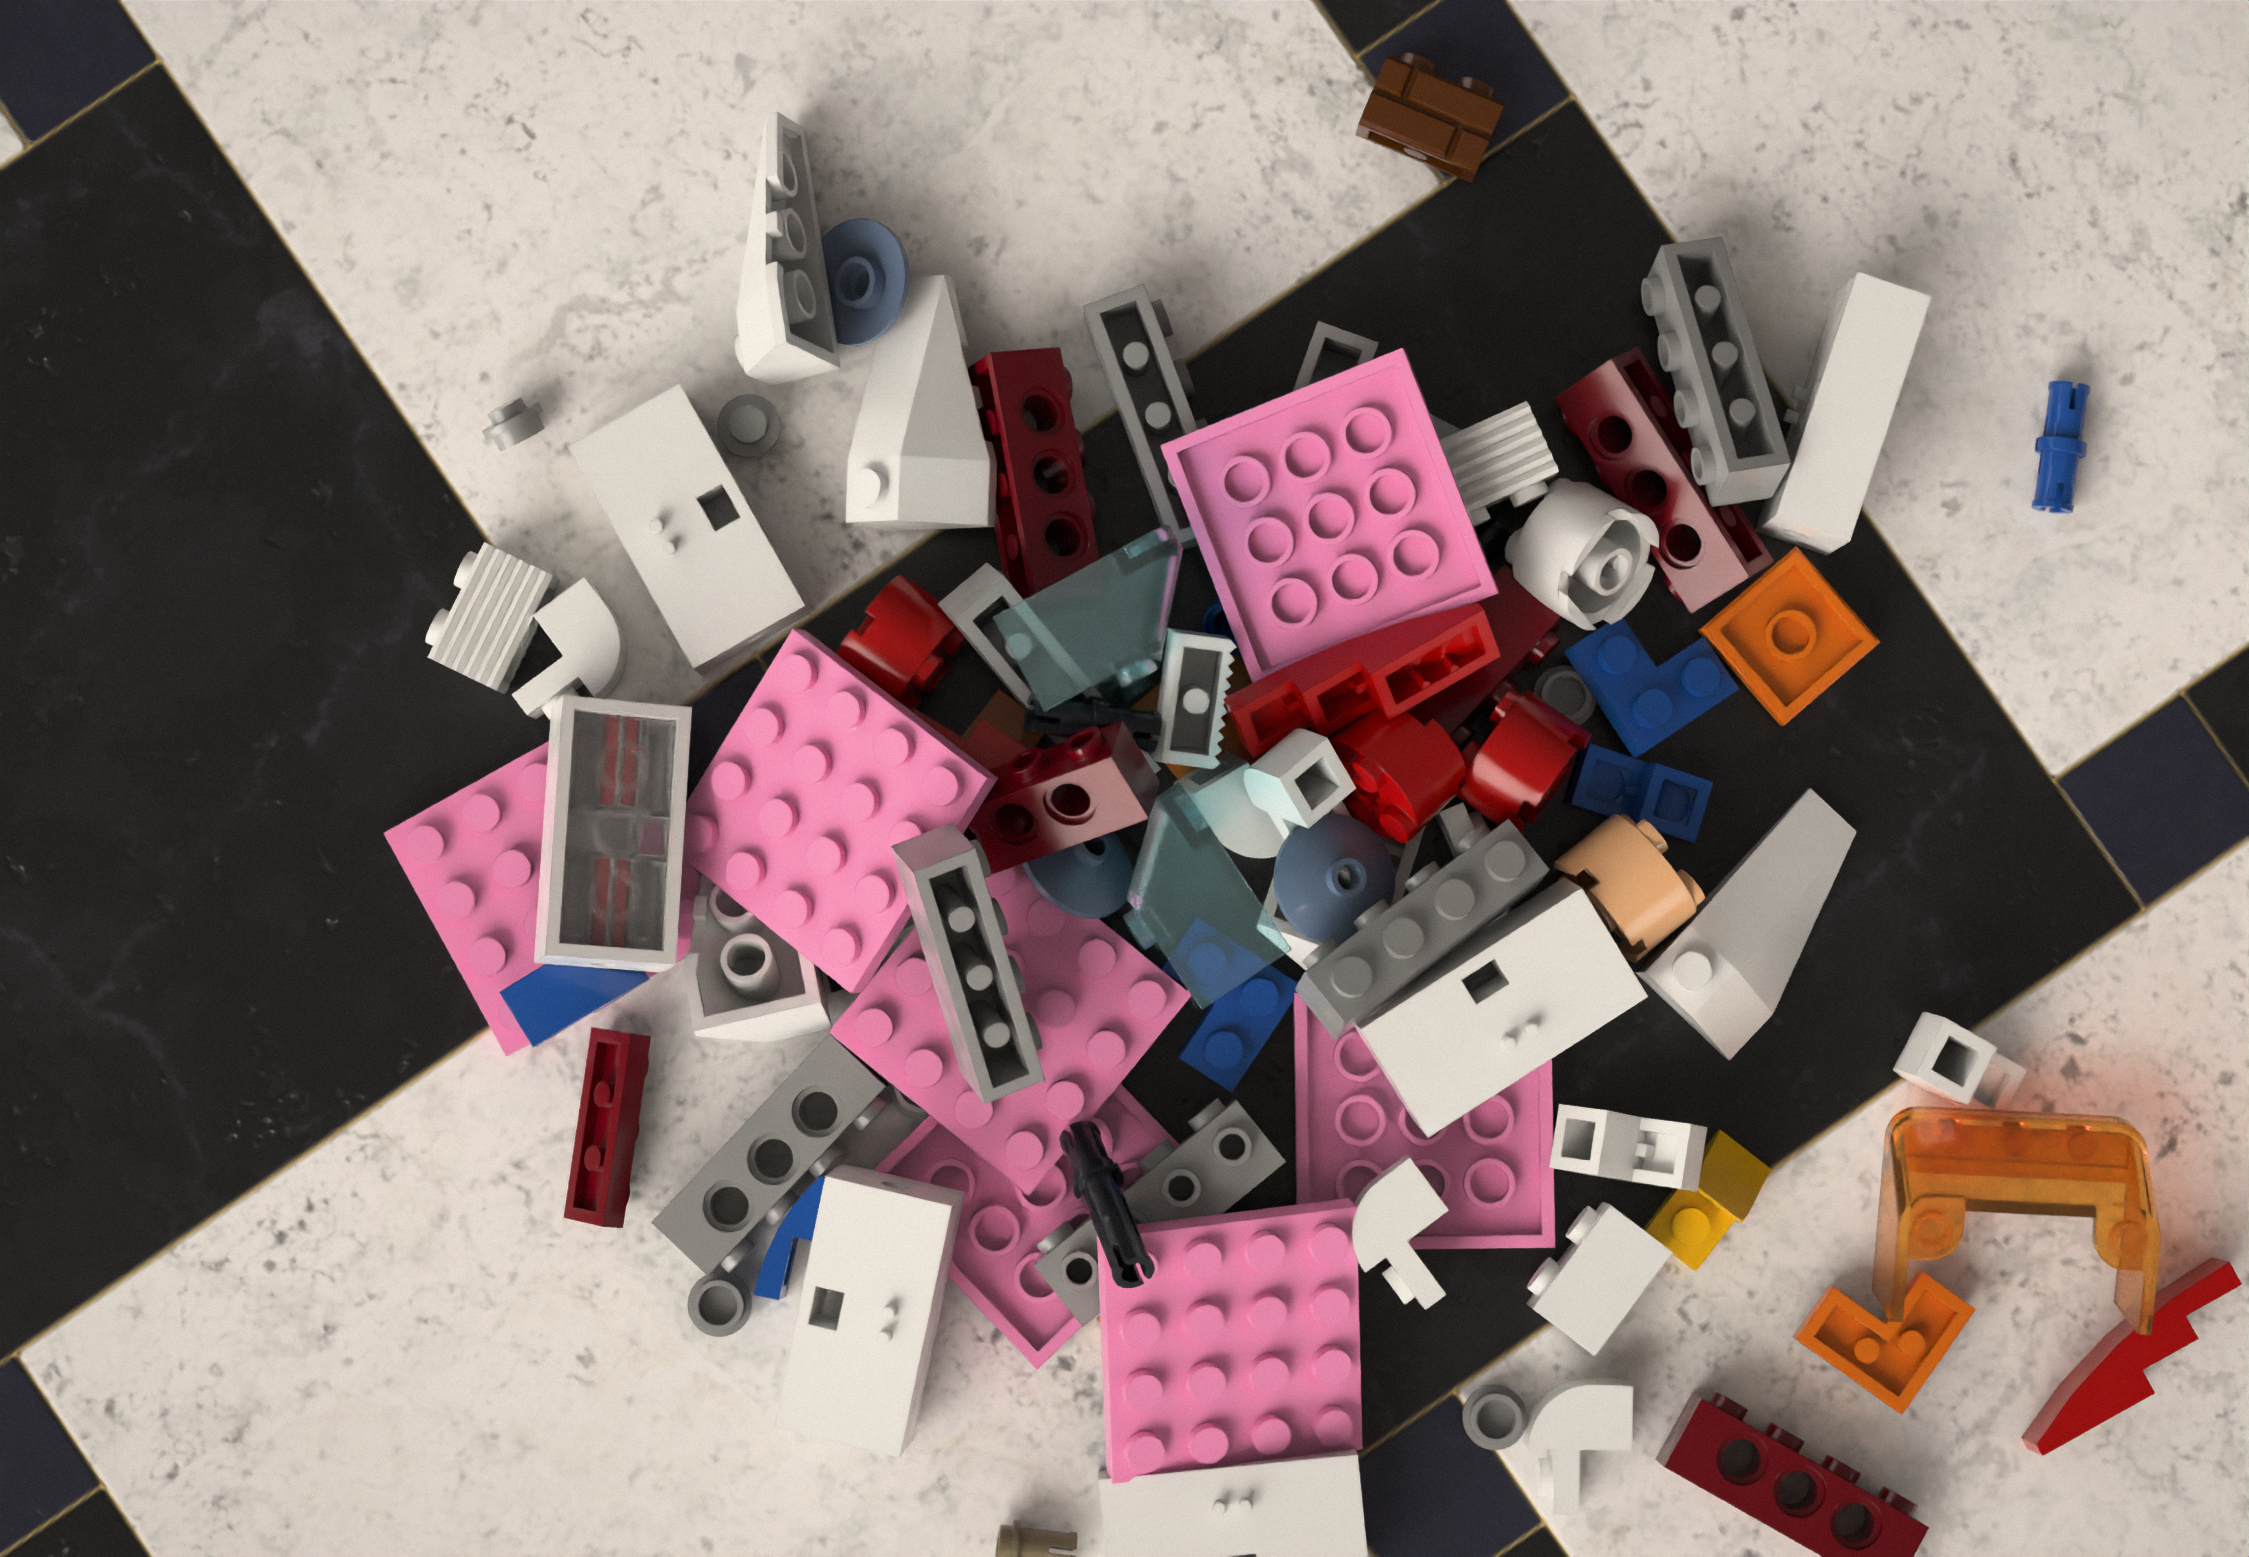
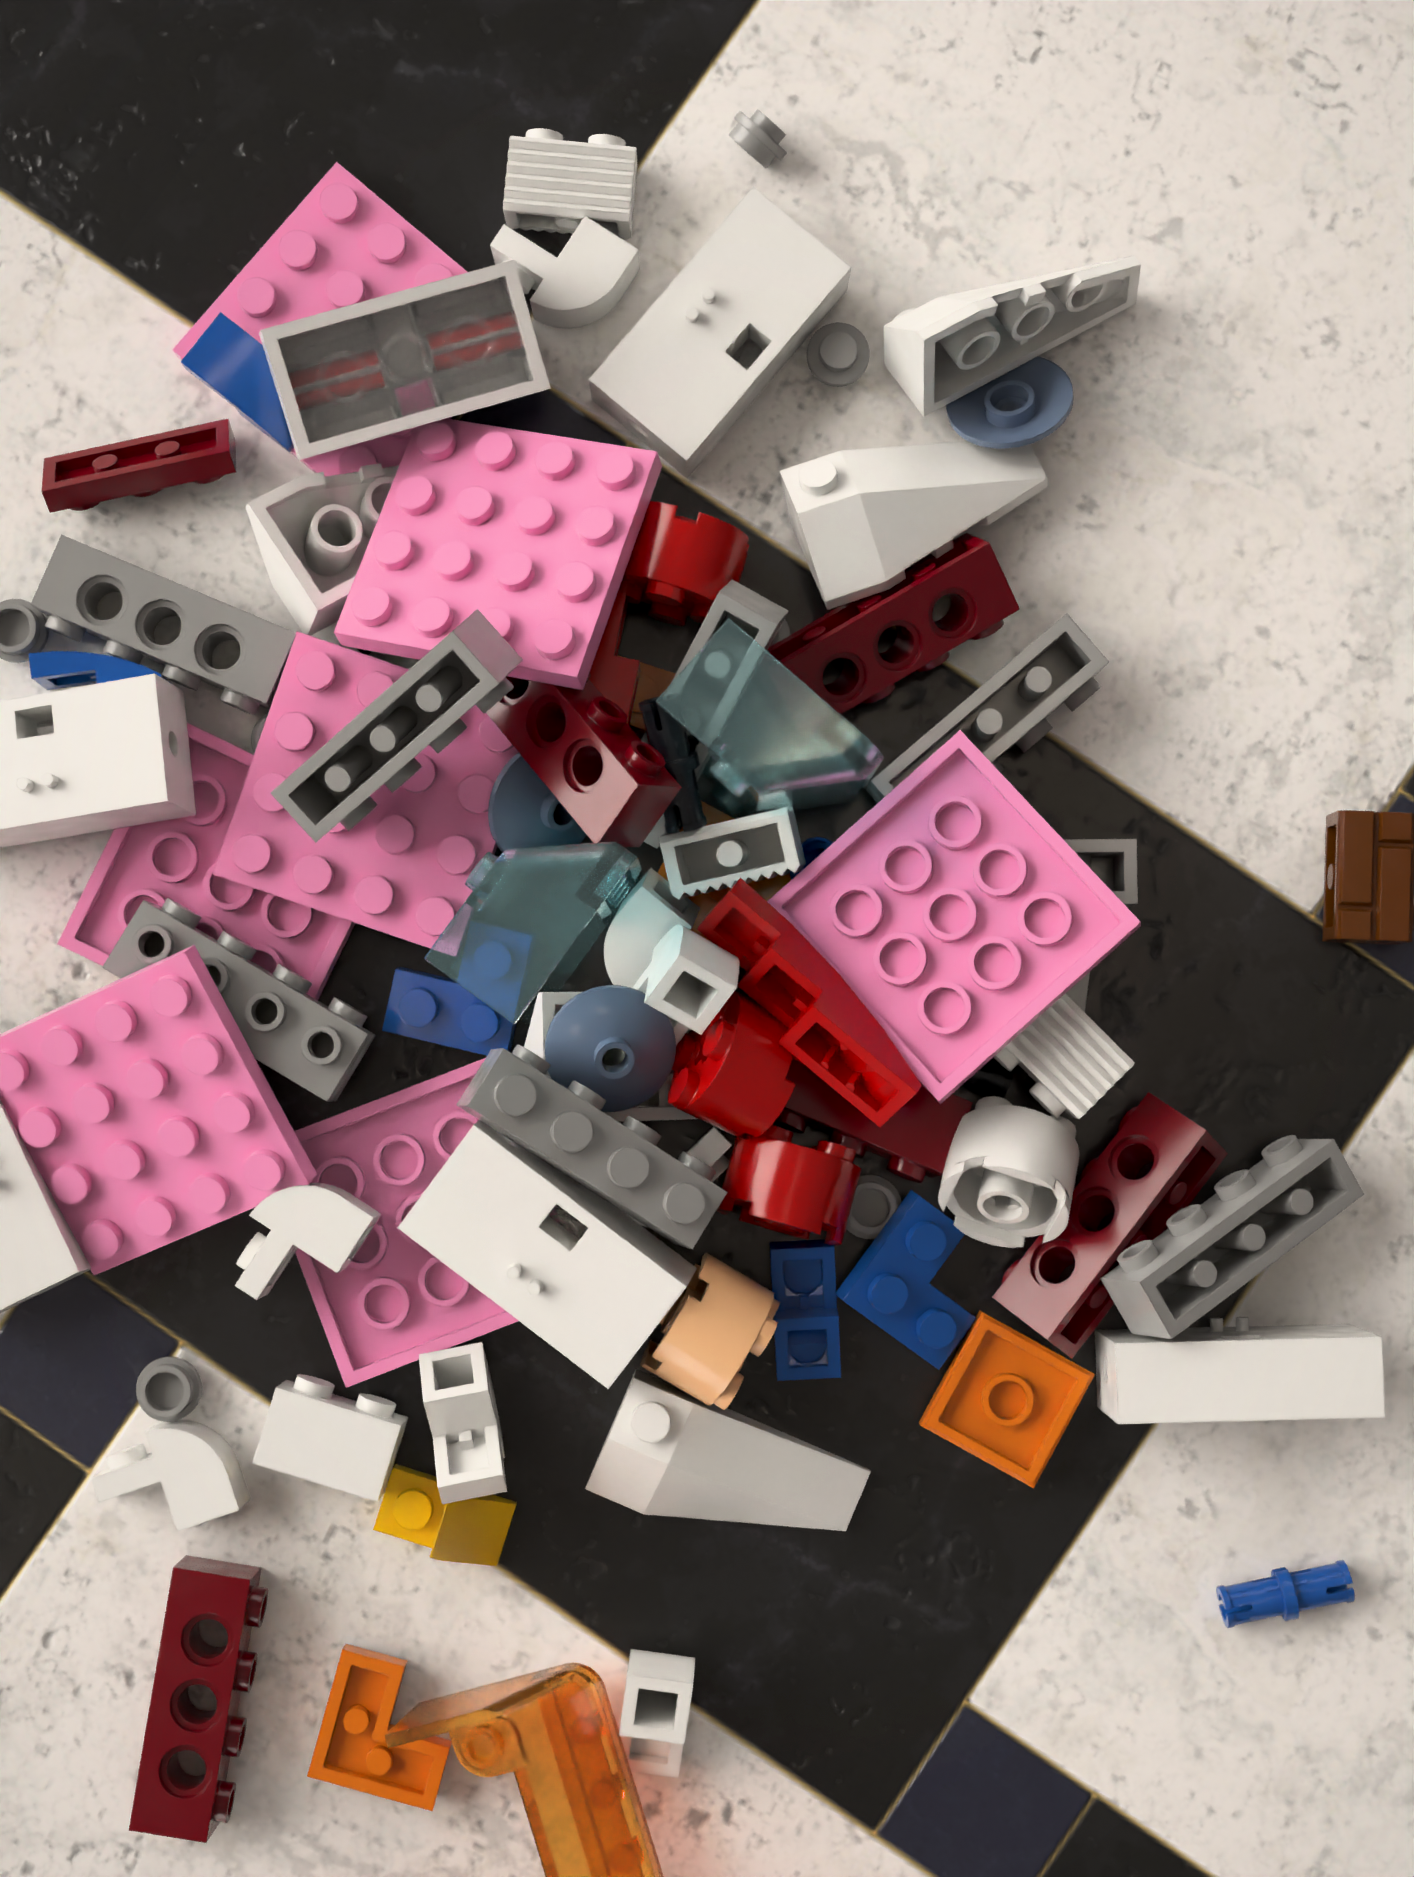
camera: 70 degrees right, 0 degrees up
(1100, 1188) = (237, 934): black pin -> none

